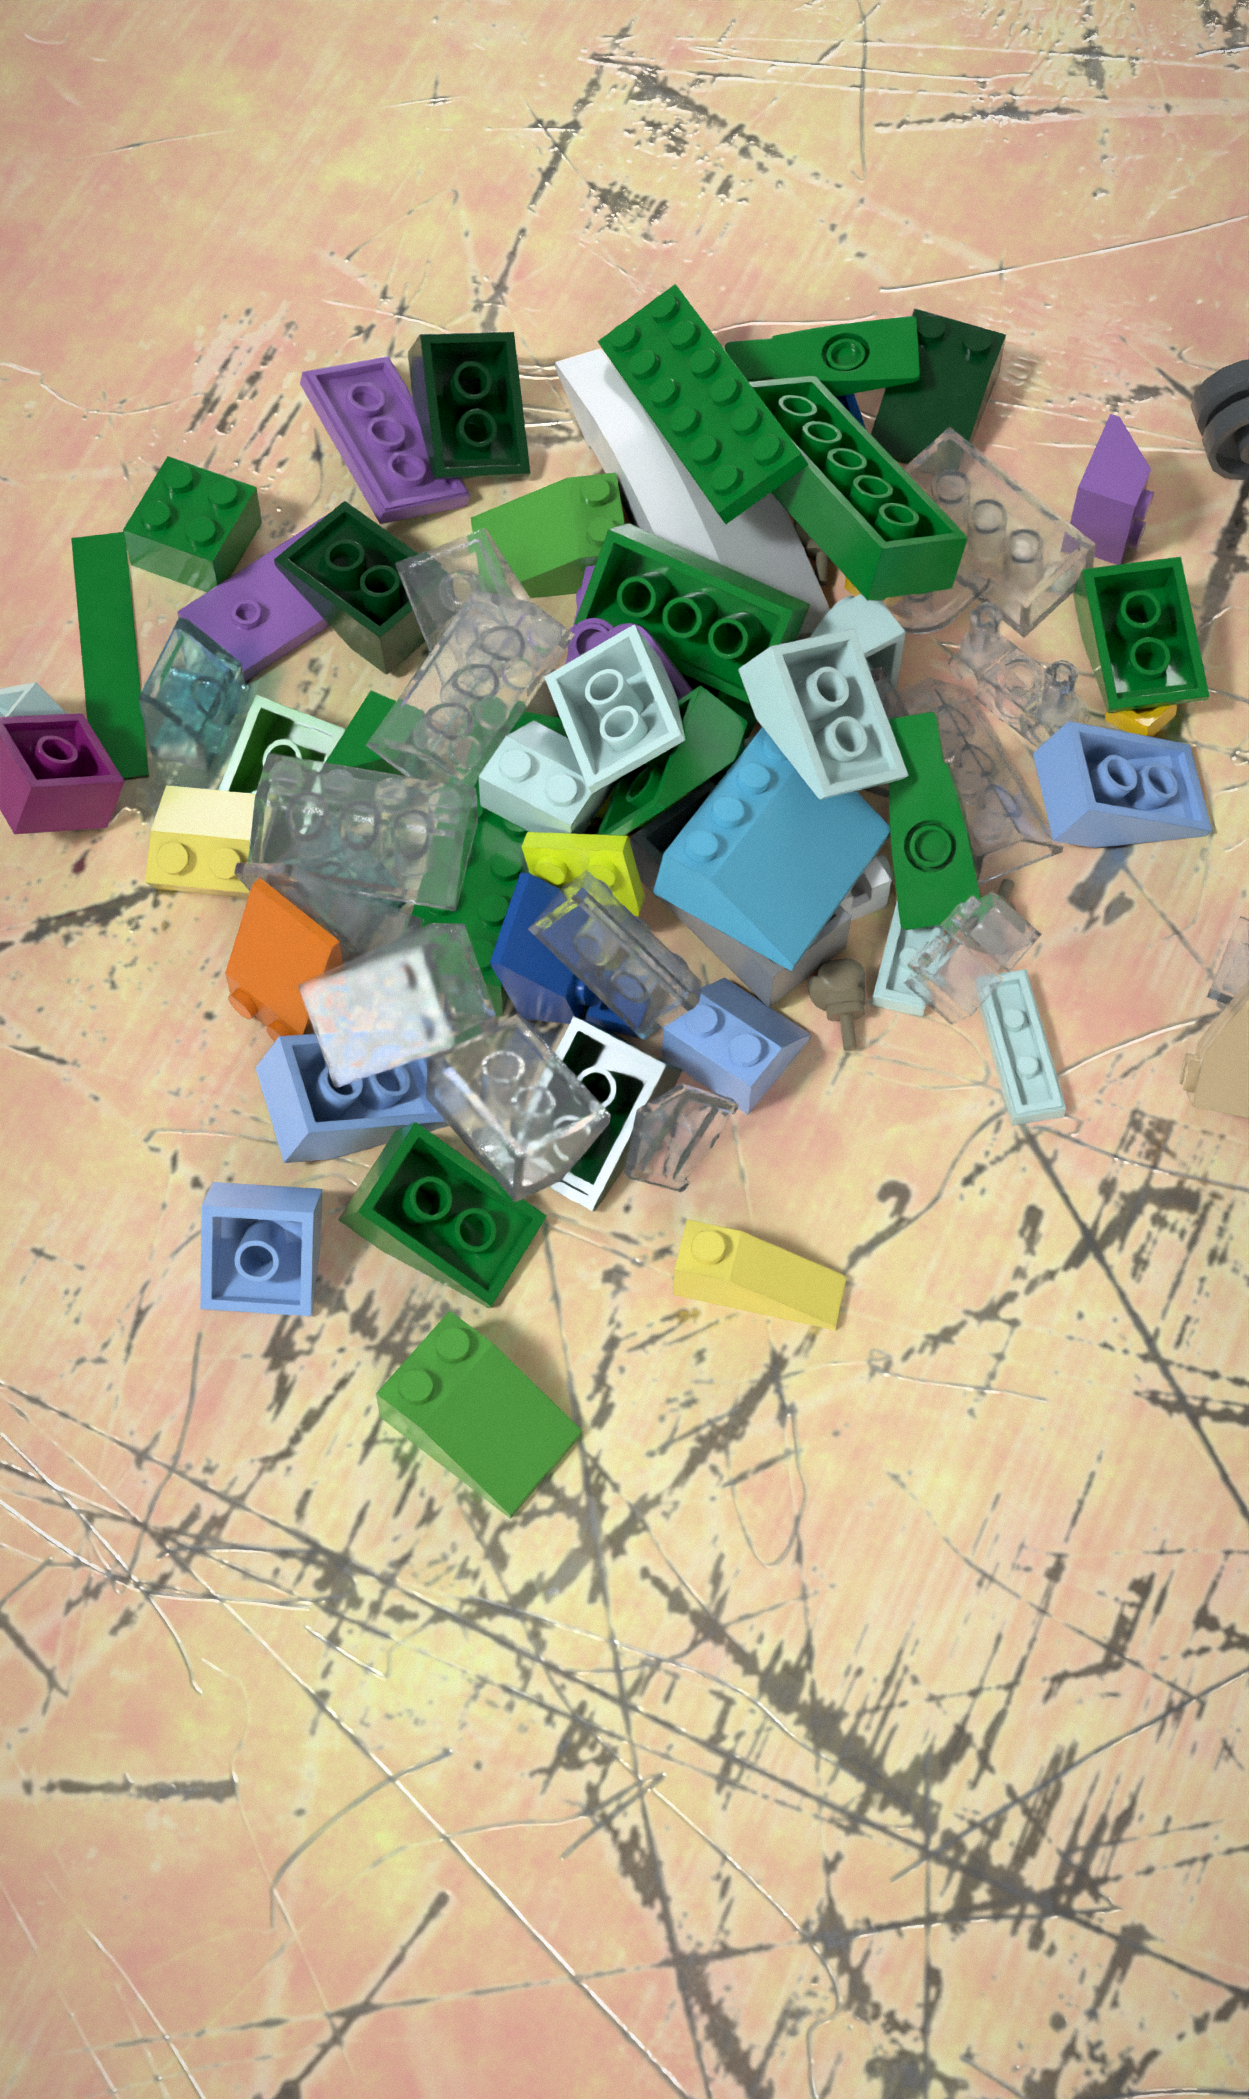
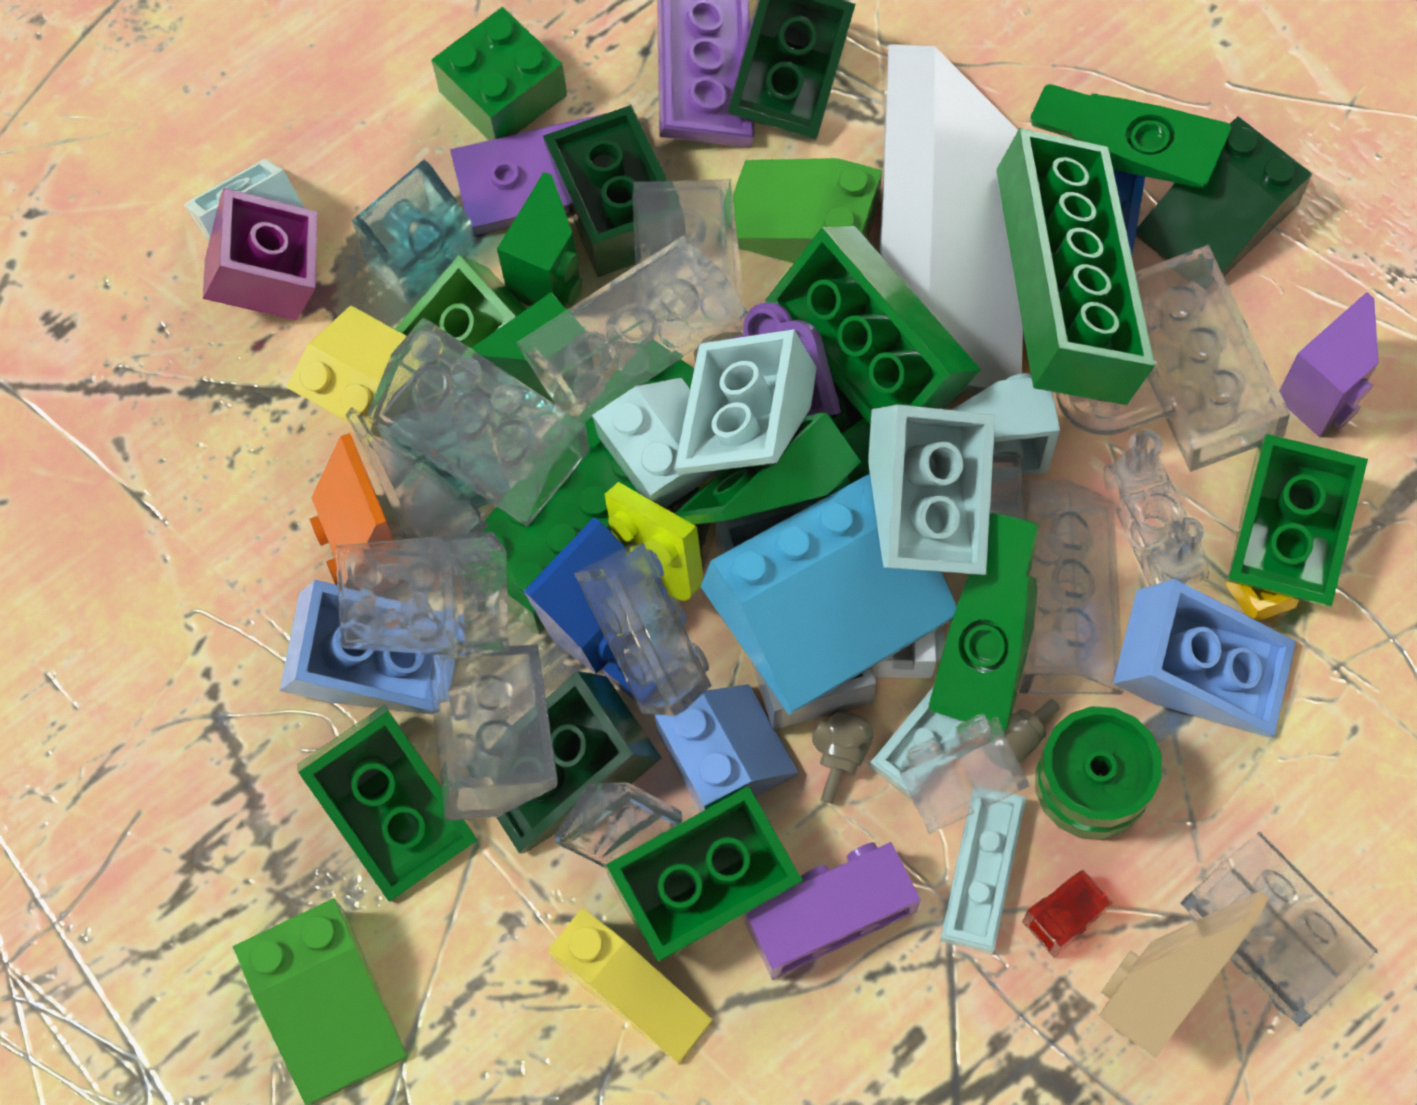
camera: 30 degrees right, 5 degrees up
(110, 649) = (378, 163): green sticker -> none
(260, 1248) = (219, 759): light blue slope -> none
(331, 661) = (540, 249): none -> green slope
(702, 404) = (983, 138): green plate -> none
(777, 1148) = (702, 874): none -> green slope
(904, 1134) = (832, 908): none -> medium lavender brick
(1086, 916) = (1095, 744): none -> green wheel
(1113, 1050) = (1067, 912): none -> clear red leg

